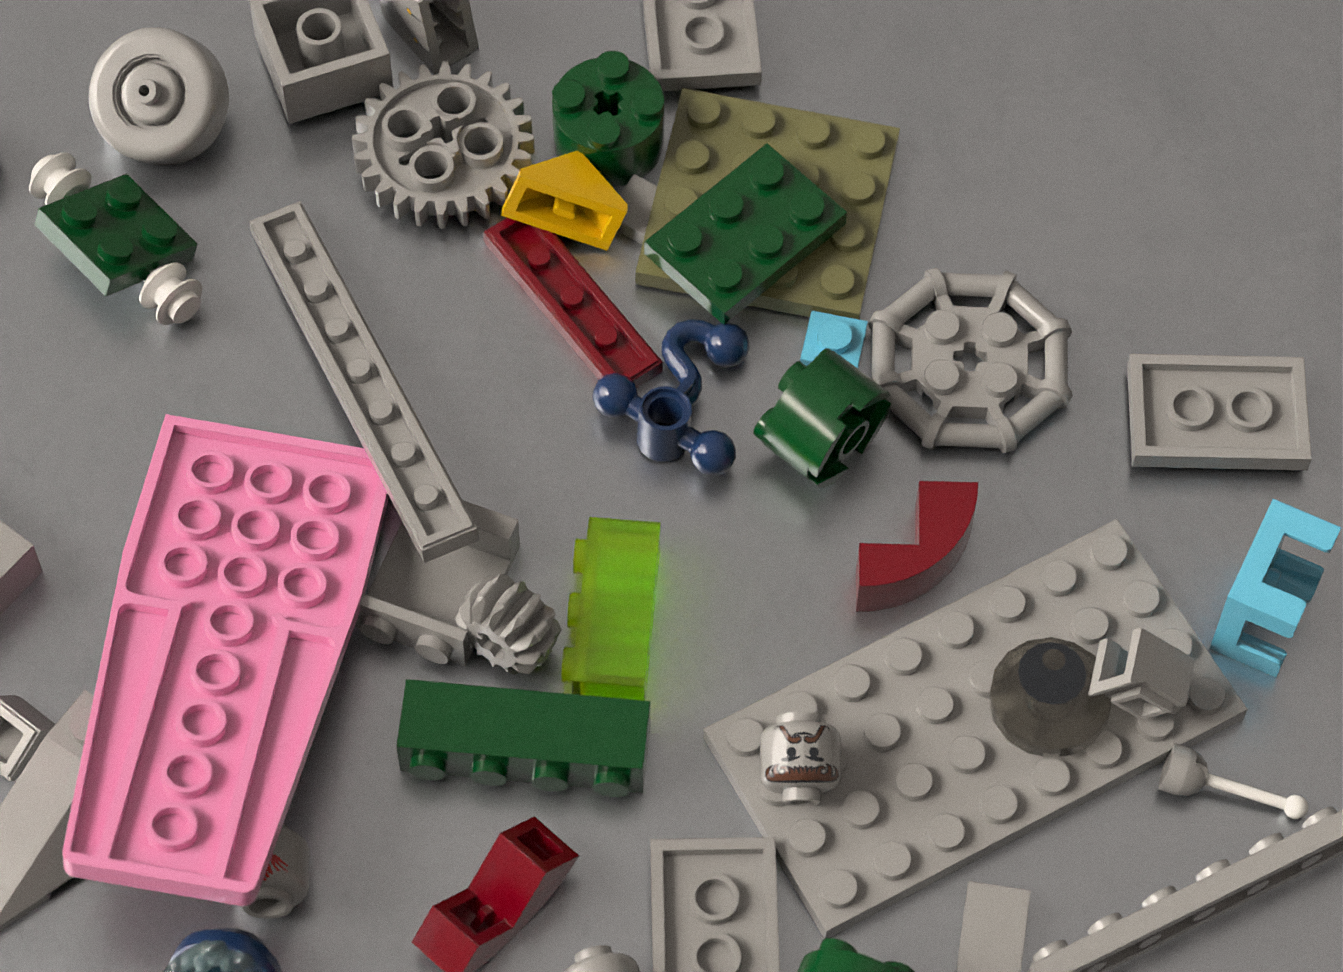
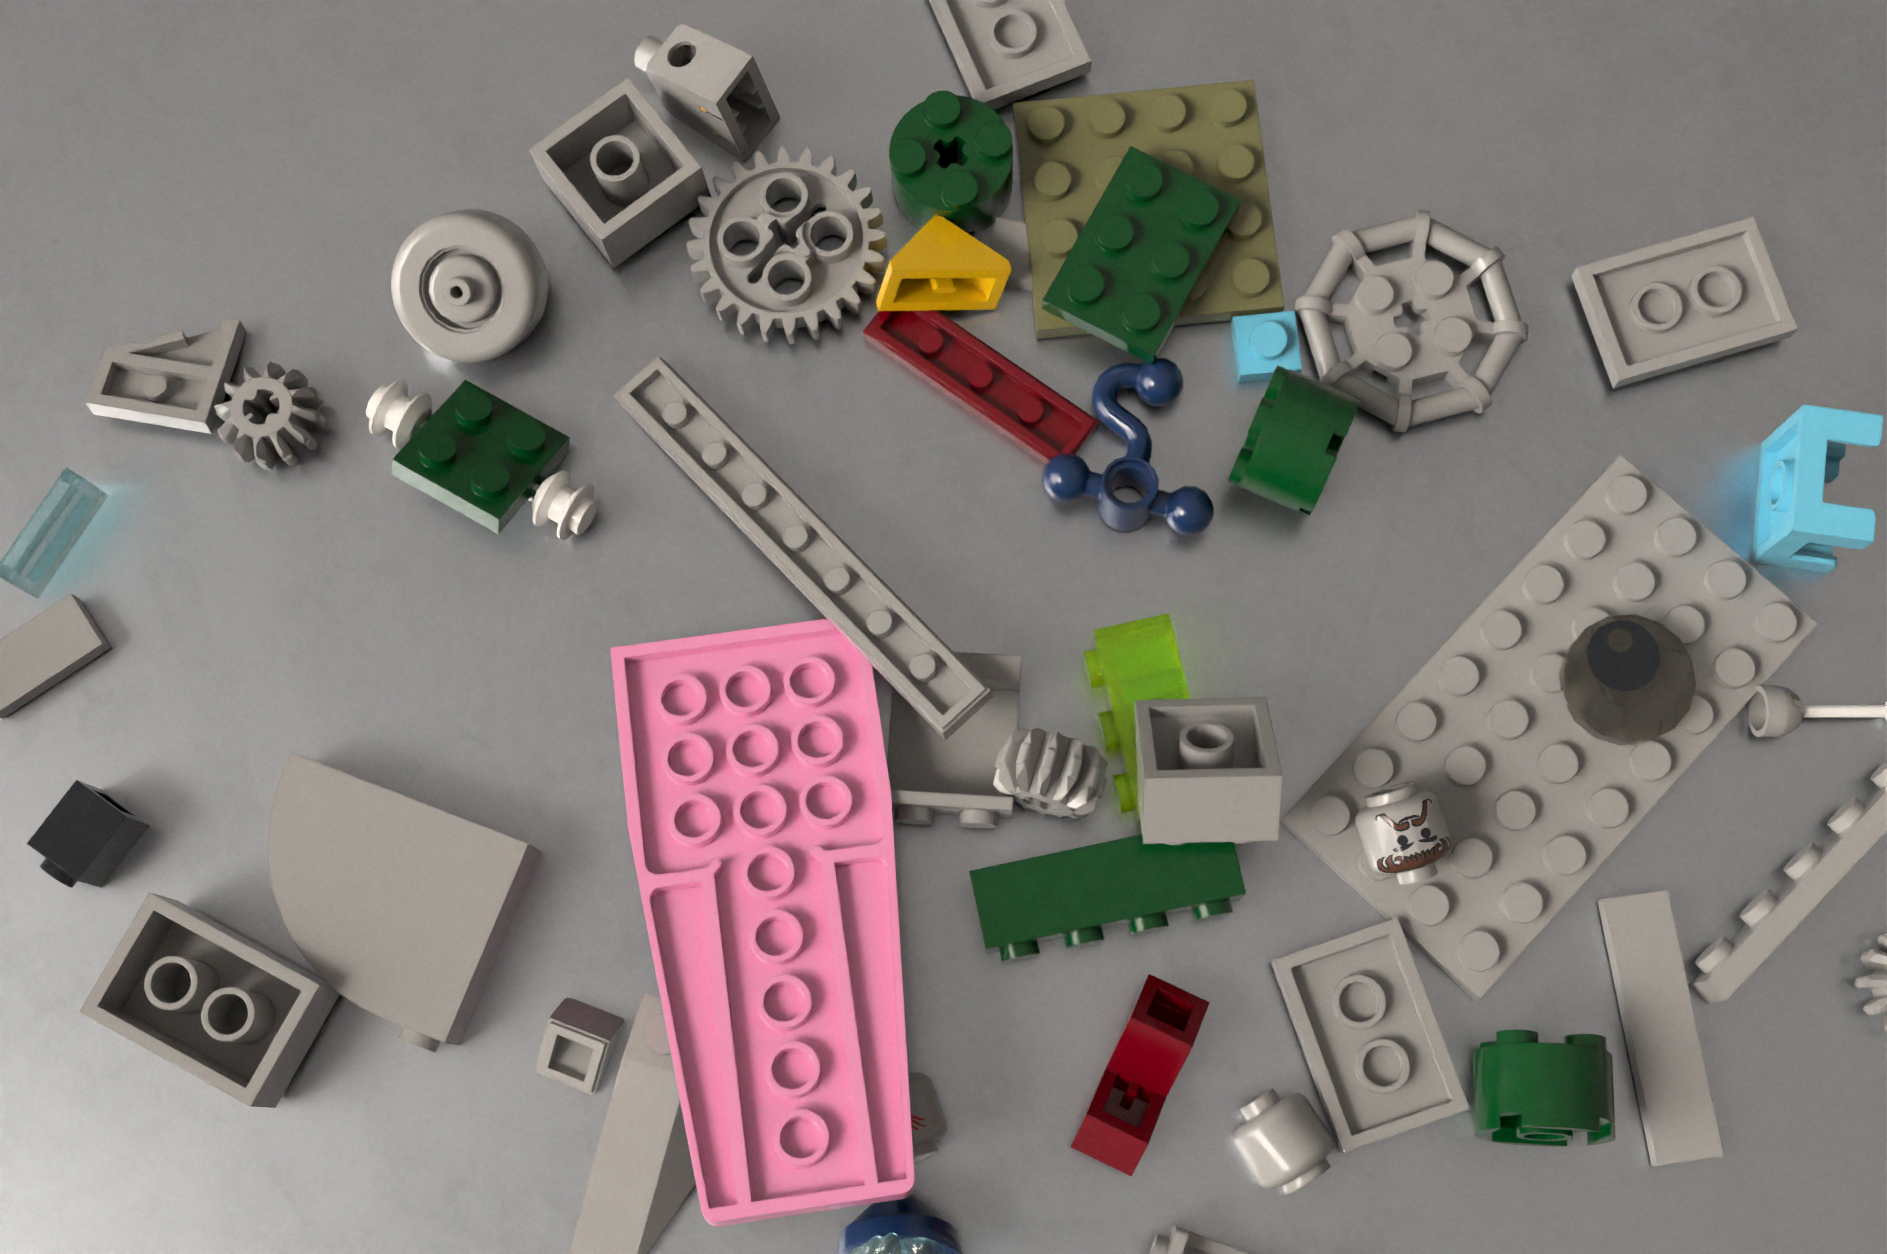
camera: 10 degrees left, 15 degrees up
(639, 651) = (1207, 771): none -> light grey slope
(903, 572) = (1449, 524): dark red brick -> none
(1145, 680) = (1724, 640): light grey window -> none

